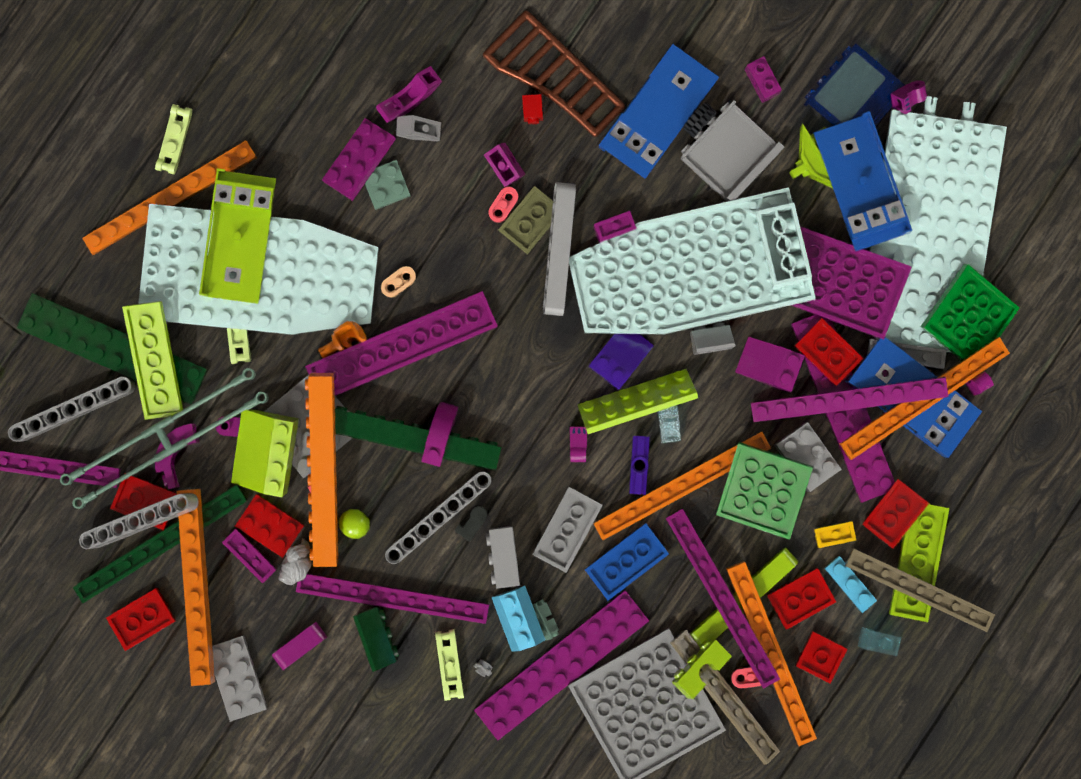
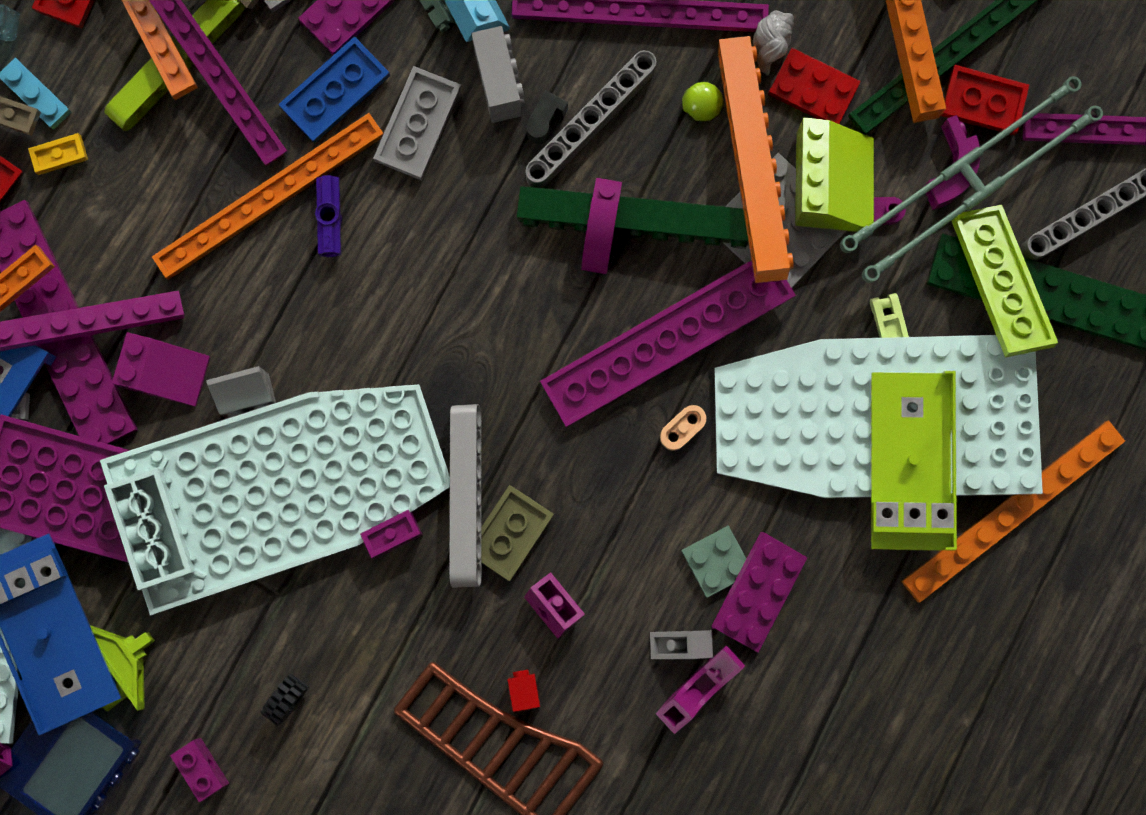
camera: 170 degrees right, 5 degrees down
(98, 536) = (989, 65): light grey beam -> none
(174, 139) = (1020, 593): yellowish green plate -> none
(249, 555) = (835, 45): magenta plate -> none
(343, 338) = (749, 340): orange piece -> none
(503, 205) = (549, 550): coral plate -> none
(578, 444) = (414, 236): magenta leg -> none
(620, 358) = (367, 355): dark purple slope -> none
(637, 401) = (337, 298): lime plate -> none
(659, 111) = (344, 708): blue piece -> none
(669, 425) = (293, 278): clear light blue plate -> none
(730, 152) = (236, 659): light grey panel -> none
(764, 490) = (154, 196): plate -> none
(801, 598) = (97, 67): red plate -> none
(807, 448) = (101, 250): light grey brick -> none
(828, 352) = (79, 392): red plate -> none

